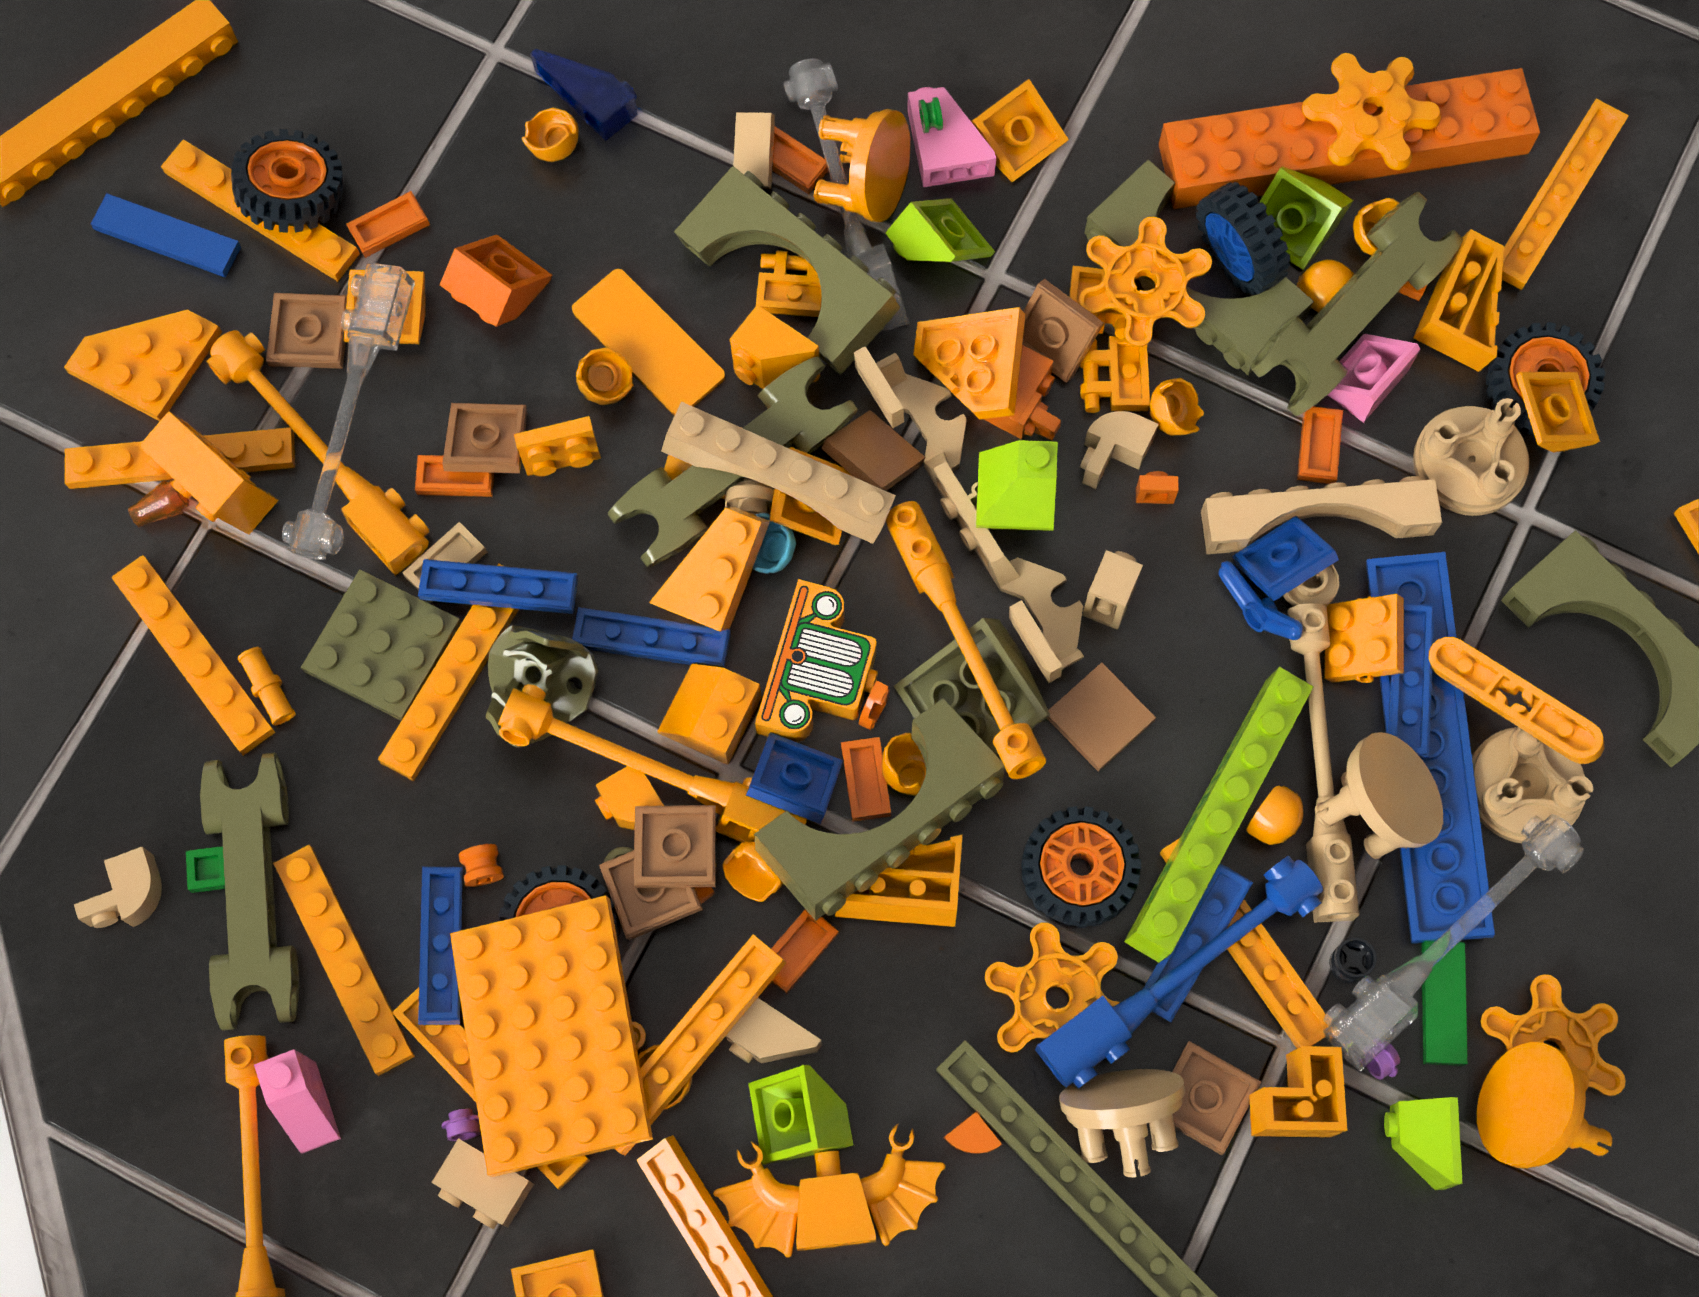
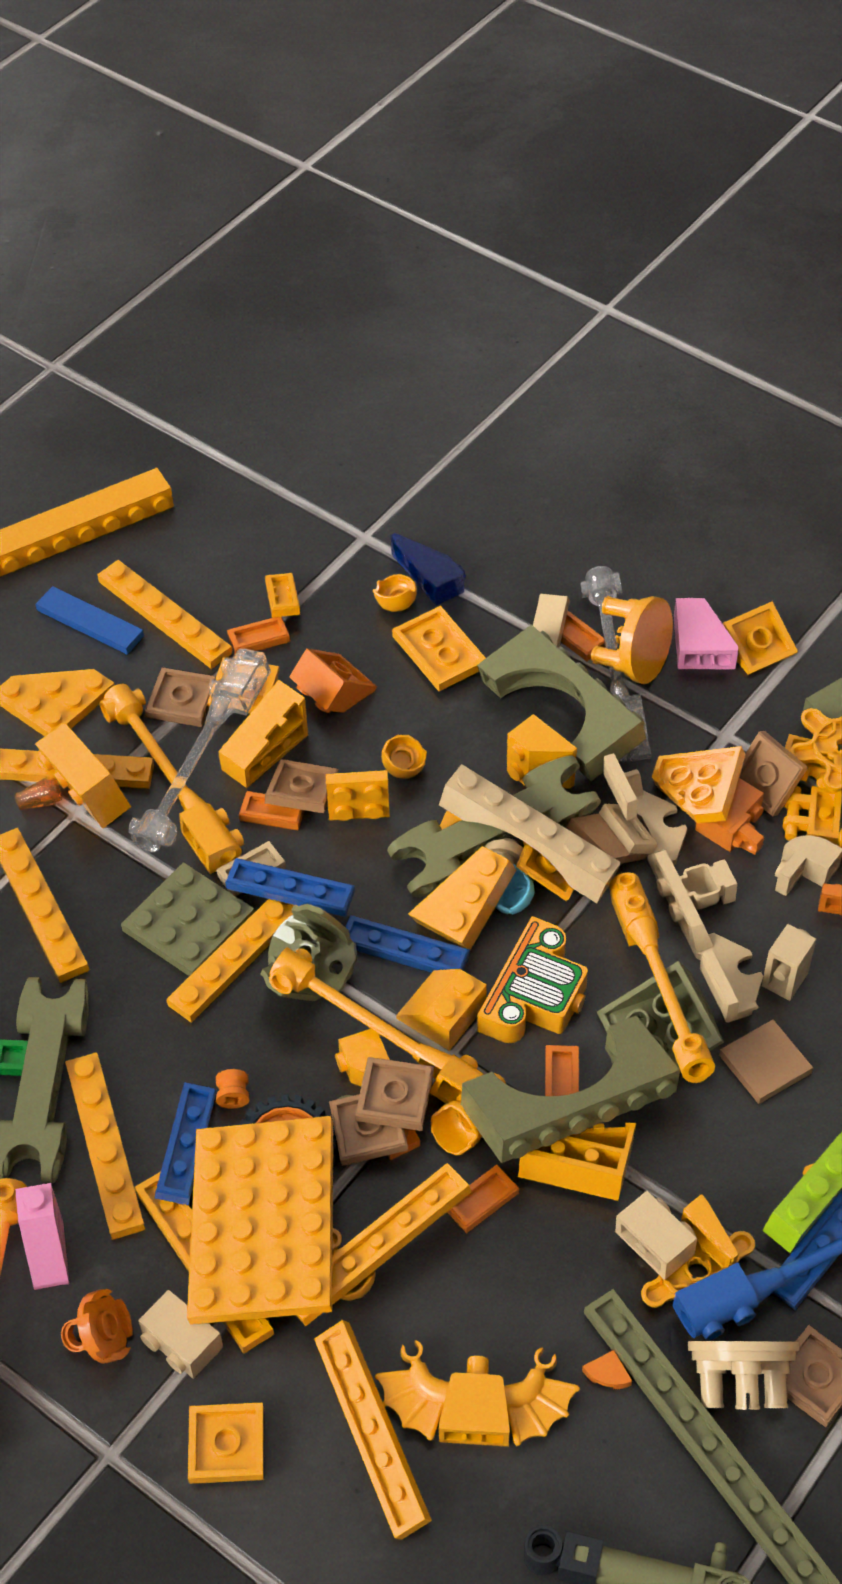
camera: 10 degrees right, 20 degrees down
(266, 686) = (91, 933): light orange pin -> none
(287, 180) = (189, 593): wheel -> none
(389, 1197) = (101, 1327): none -> orange tile
(407, 160) = (282, 595): none -> light orange plate
(425, 377) = (265, 735): none -> light orange wedge
(462, 1125) = (175, 1282): medium lavender plate -> none
(621, 208) = (439, 648): none -> light orange plate
(650, 340) = (441, 735): light orange piece -> none
(769, 1036) = (446, 1258): tan slope -> none
(785, 292) = (556, 715): light orange plate -> none
(794, 778) = (504, 1058): blue tile -> none
(798, 1115) = (459, 1324): lime slope -> none
(874, 705) = (578, 1021): orange tile -> none
(901, 443) = (630, 833): none -> tan tile
(903, 765) = (593, 1064): light orange hair -> none
(930, 115) = (691, 611): green bush -> none
(937, 233) = (682, 697): lime slope -> none
(1005, 969) = (656, 1234): none -> tan brick
(1017, 486) = (722, 871): lime slope -> none
(1060, 953) = (710, 1232): none -> light orange slope
(1084, 836) = (739, 1148): wheel -> none

